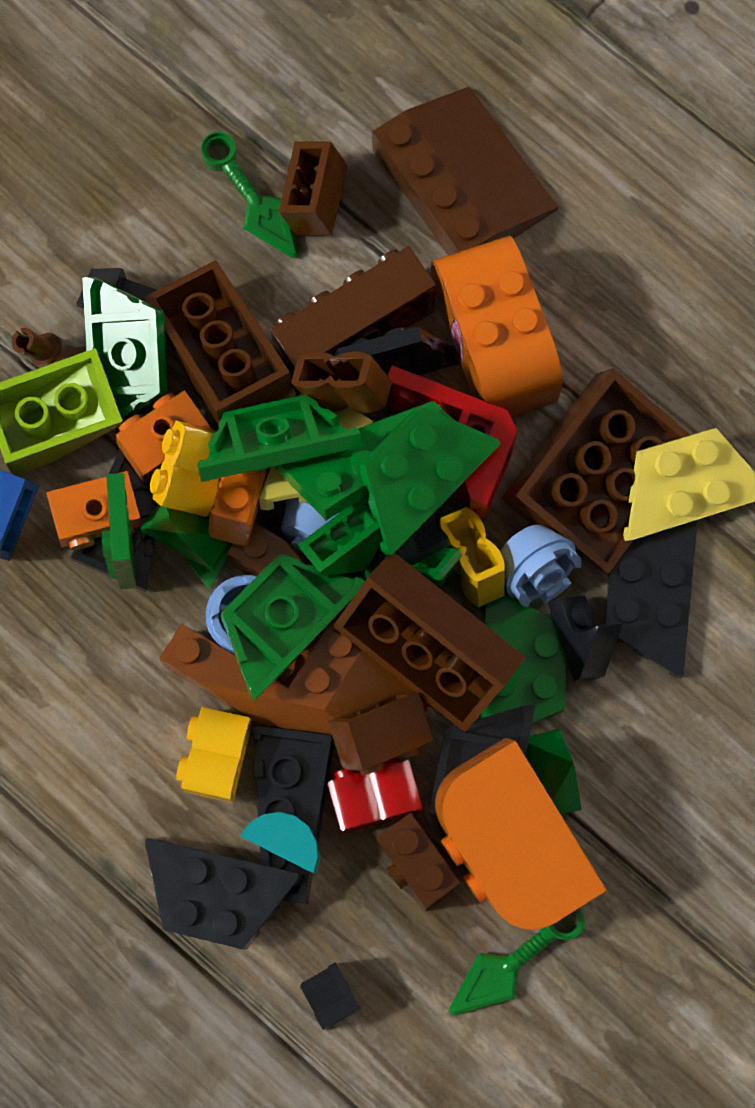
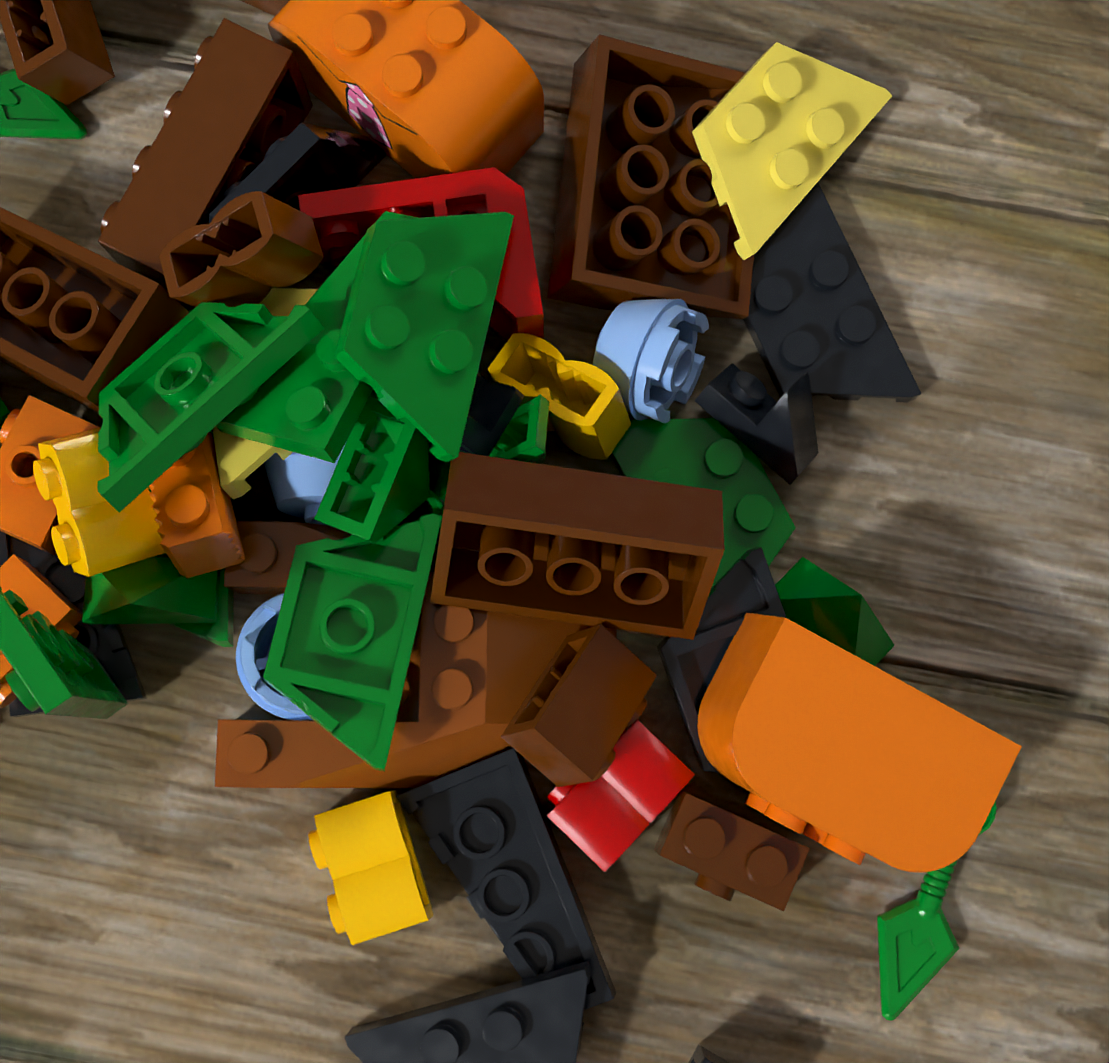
camera: 35 degrees left, 5 degrees up
(285, 837) = (537, 926): teal tile -> none

